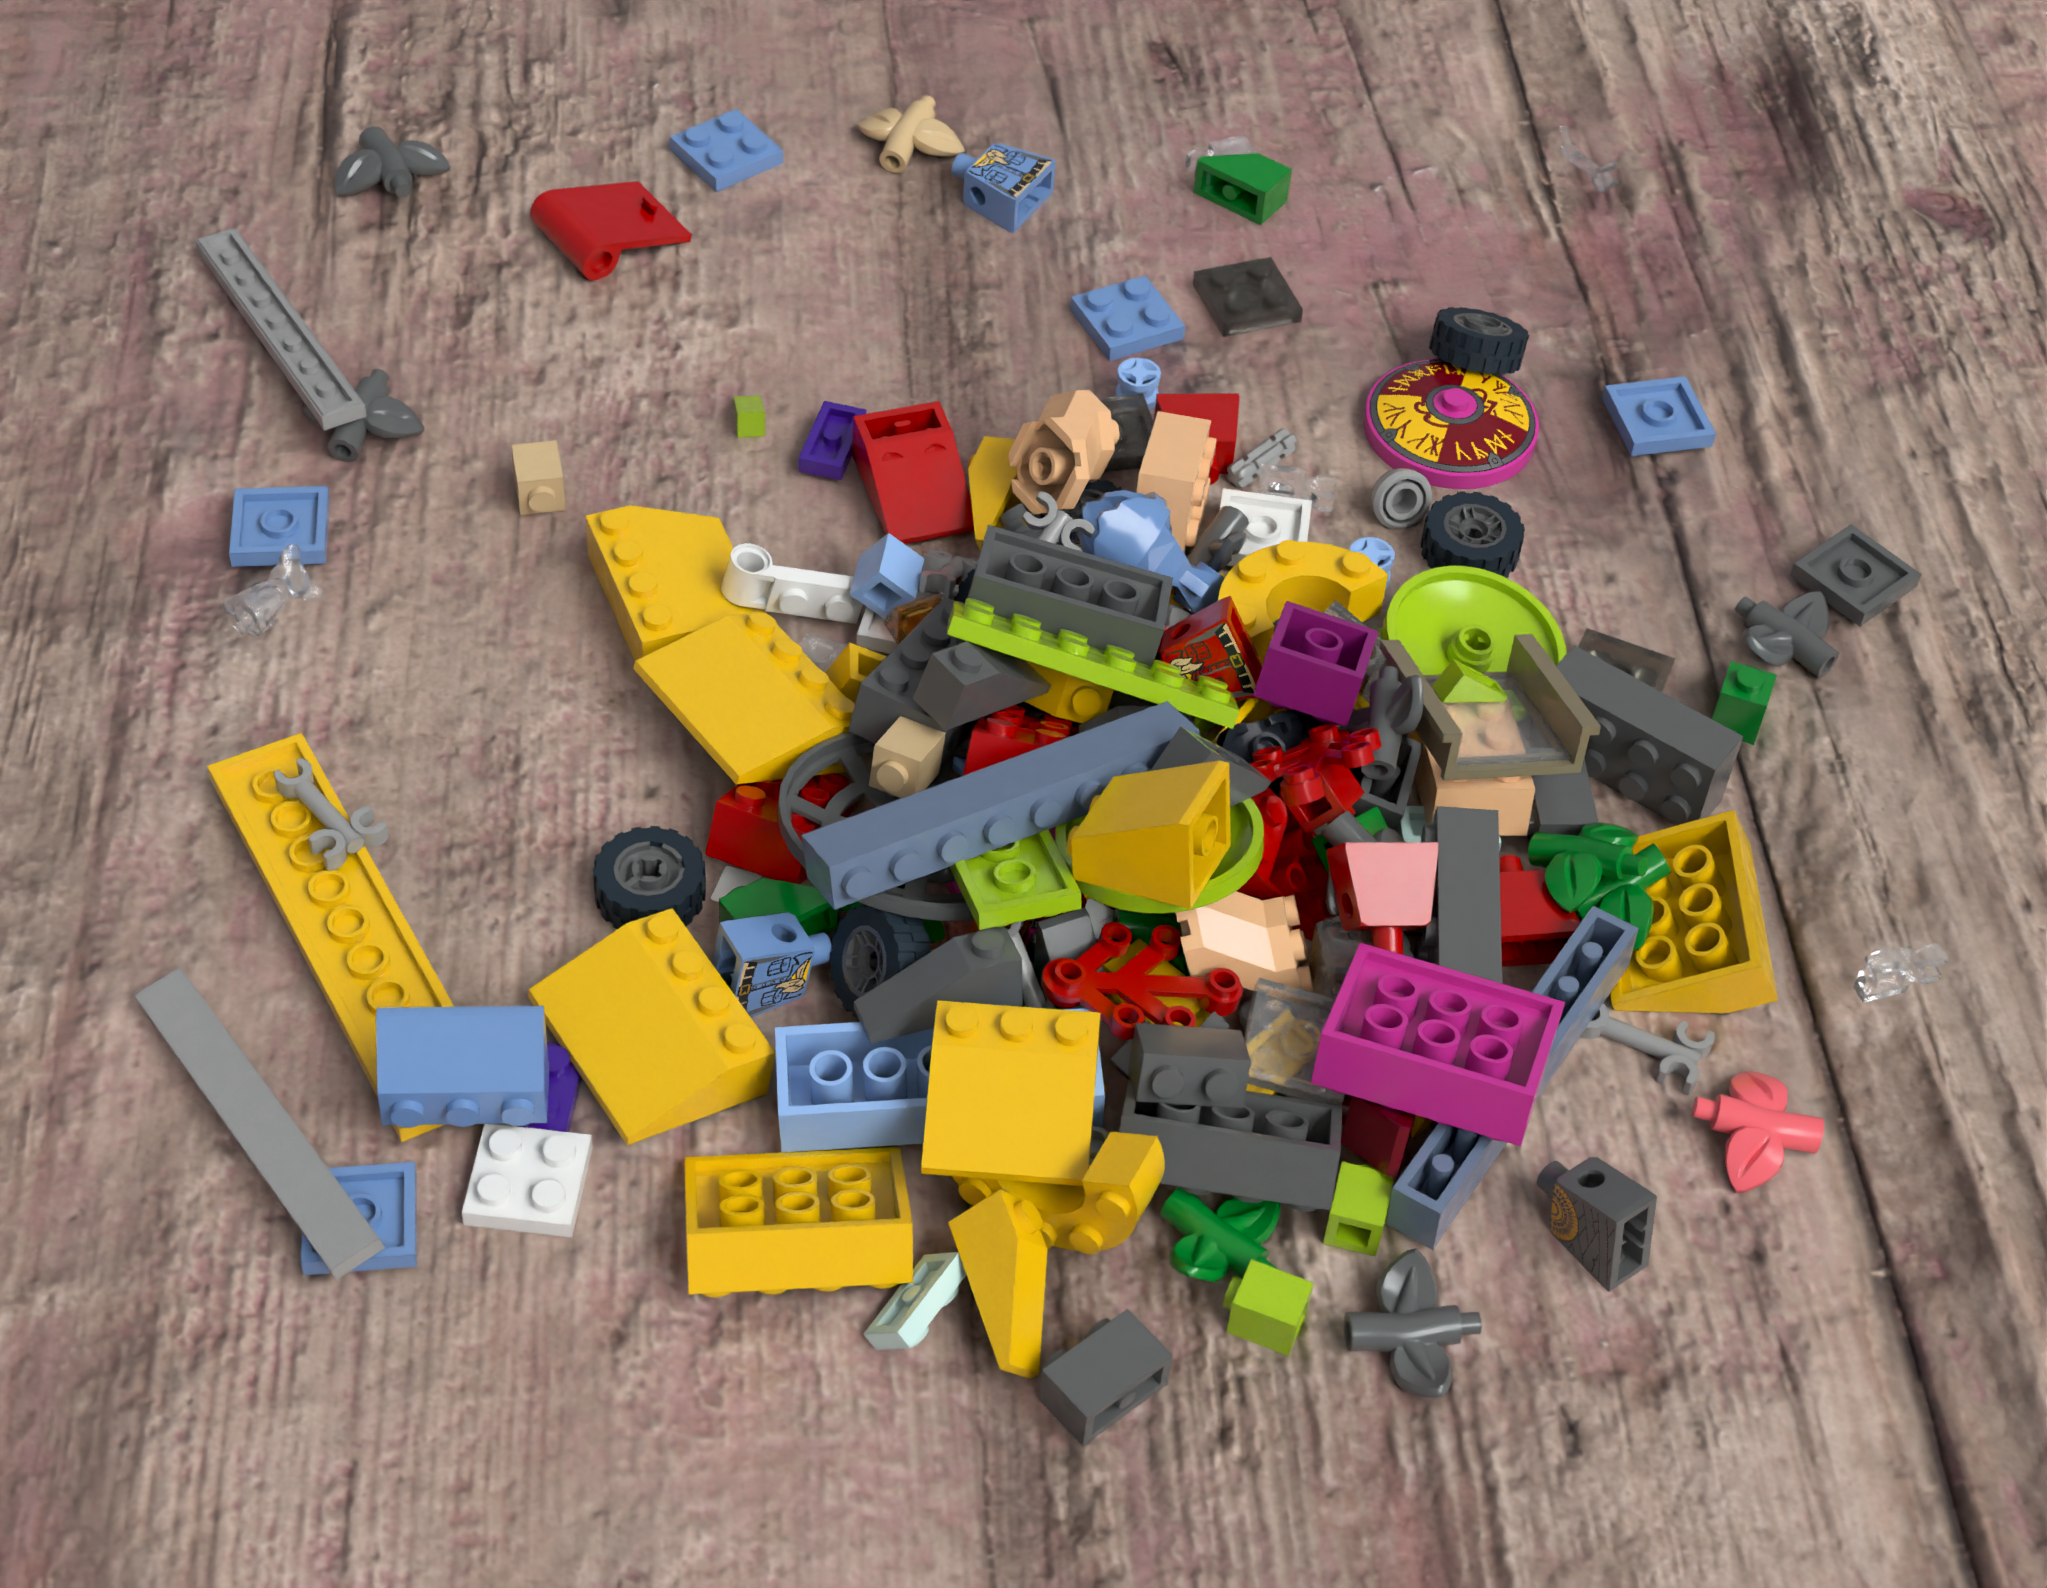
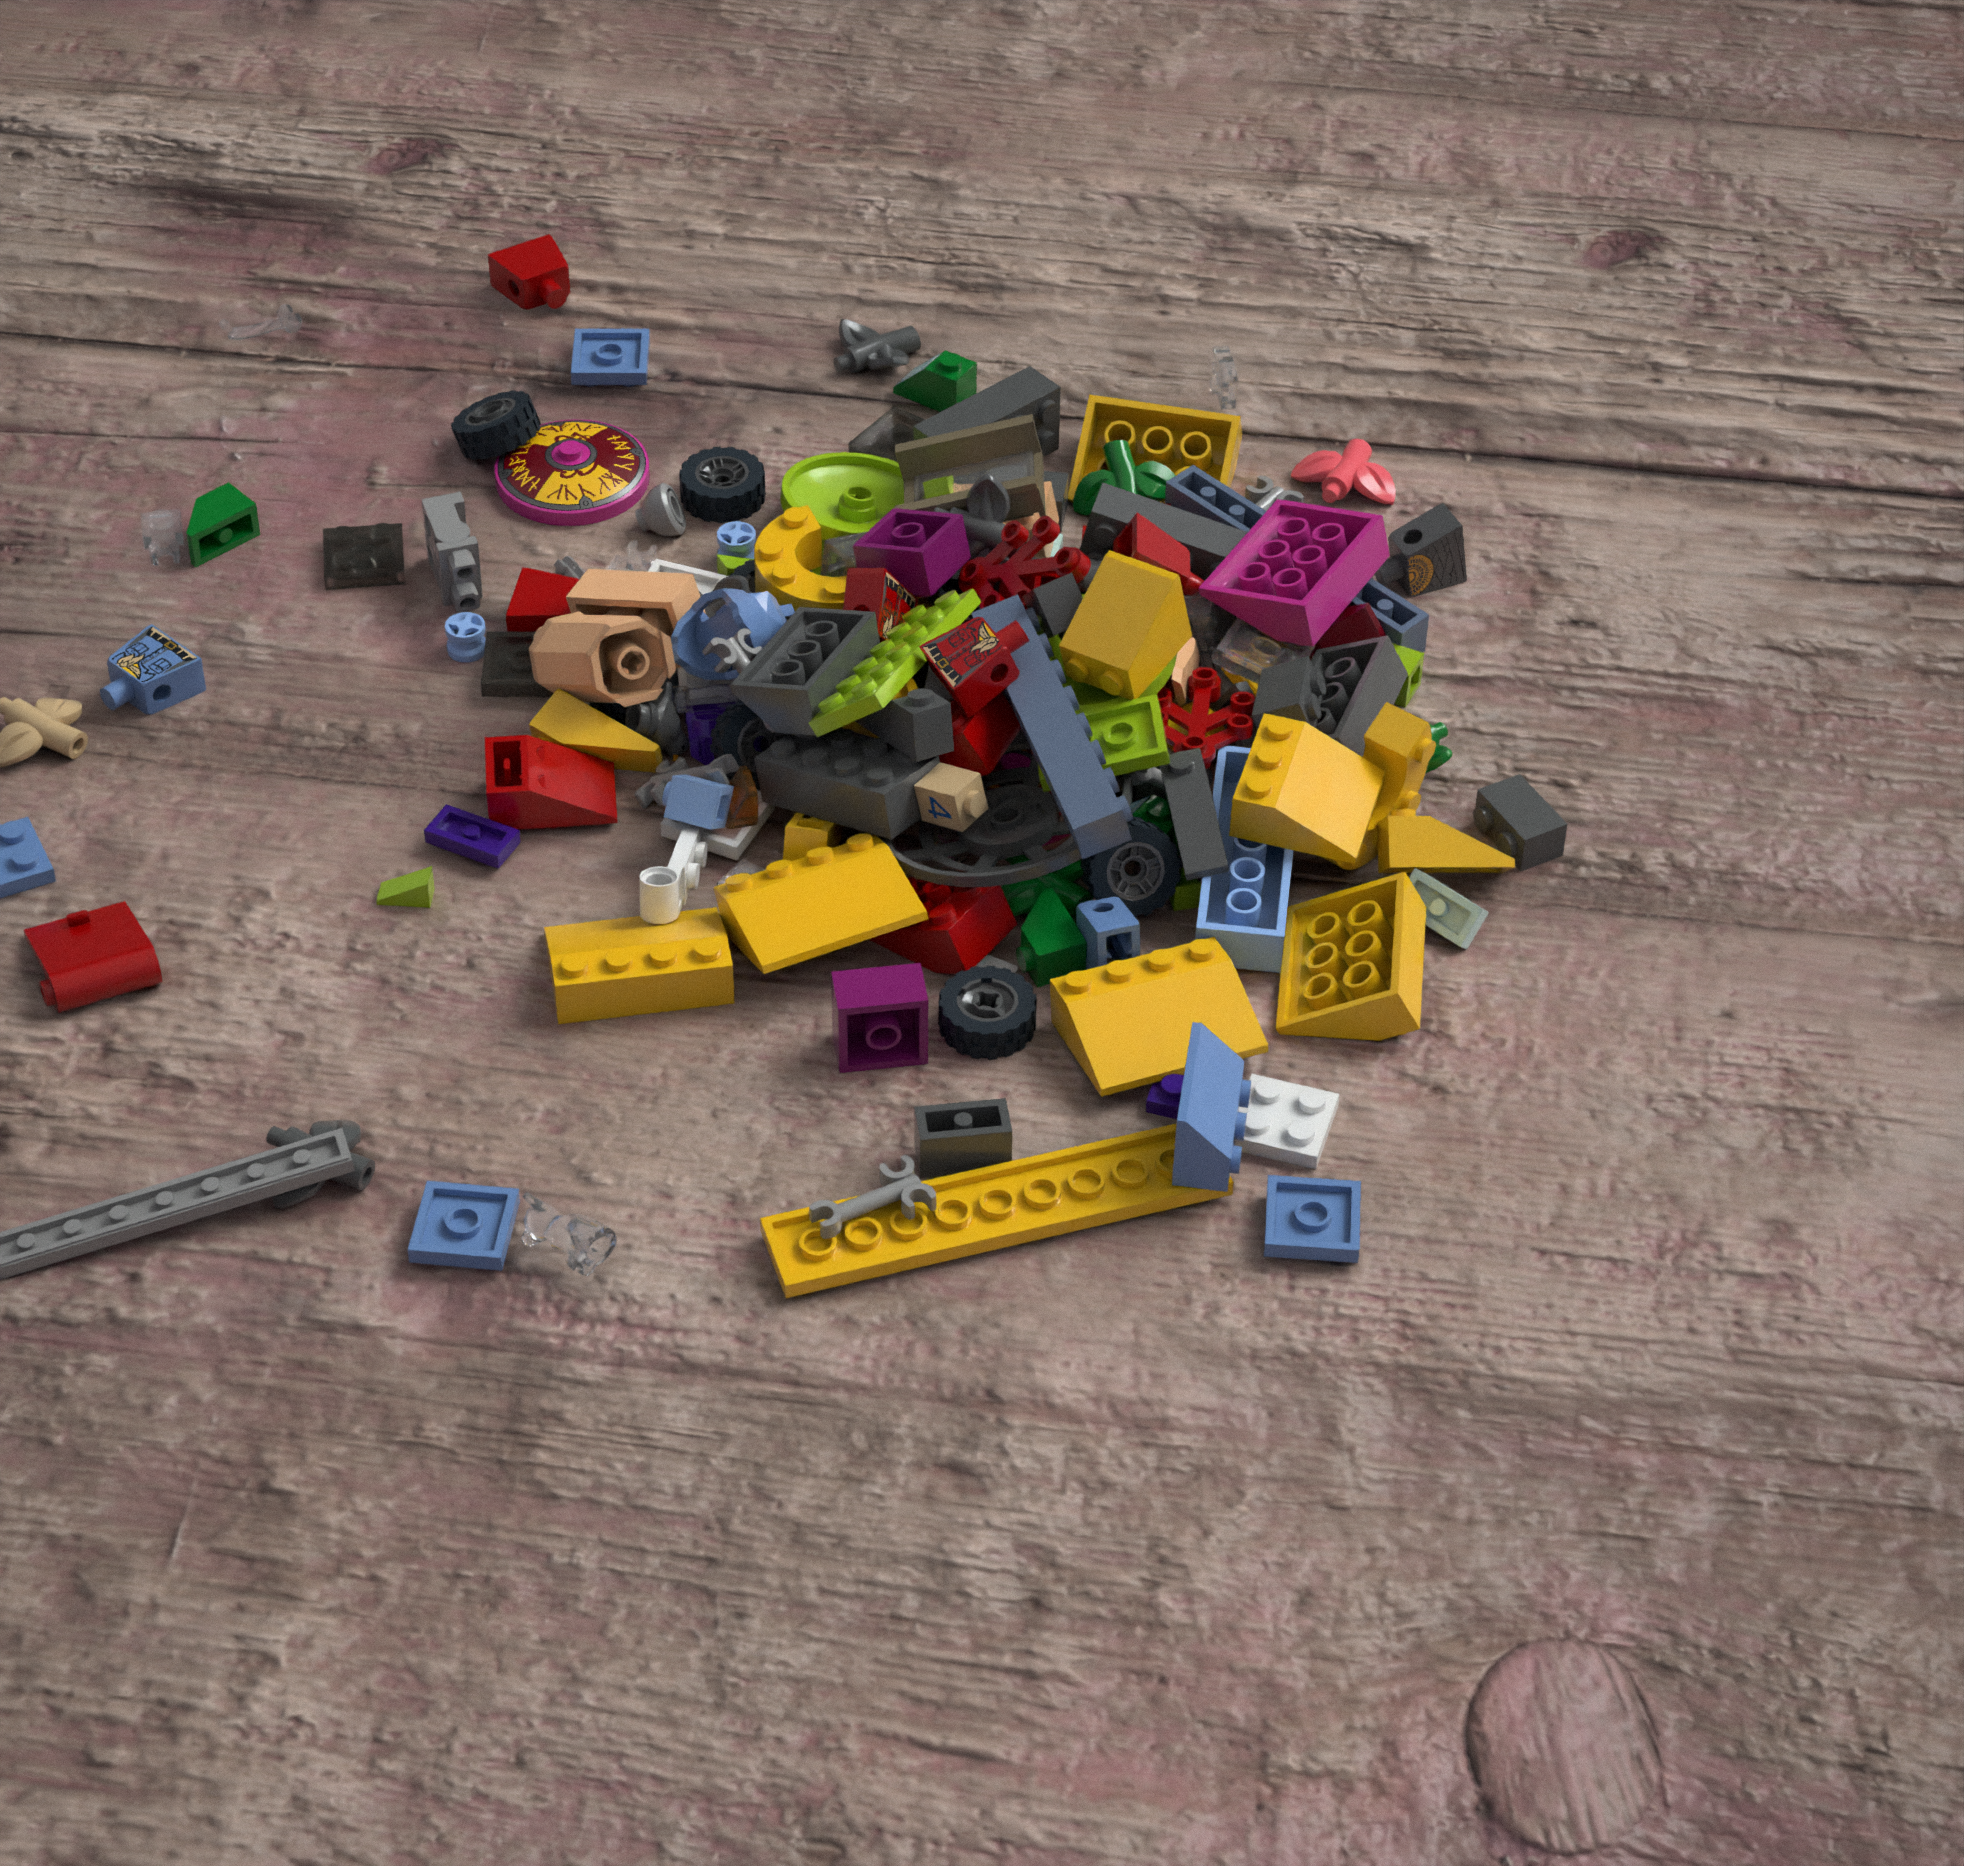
camera: 75 degrees left, 5 degrees down
(260, 1124) = (1204, 1270): light grey tile -> none
(428, 874) = (961, 1136): none -> dark grey brick
(538, 477) = (462, 1034): tan brick -> none
(594, 773) = (879, 1017): none -> magenta brick
(1055, 705) = (975, 661): none -> red torso
(1127, 318) = (364, 633): medium blue plate -> none
(1245, 340) = (452, 551): none -> light grey hips
(1267, 1306) = (1472, 731): lime brick -> none
(1411, 1327) = (1494, 671): dark grey plant -> none
(1578, 862) = (1116, 471): green plant -> none
(1773, 332) = (531, 273): none -> red torso
(1855, 575) = (823, 300): dark grey plate -> none

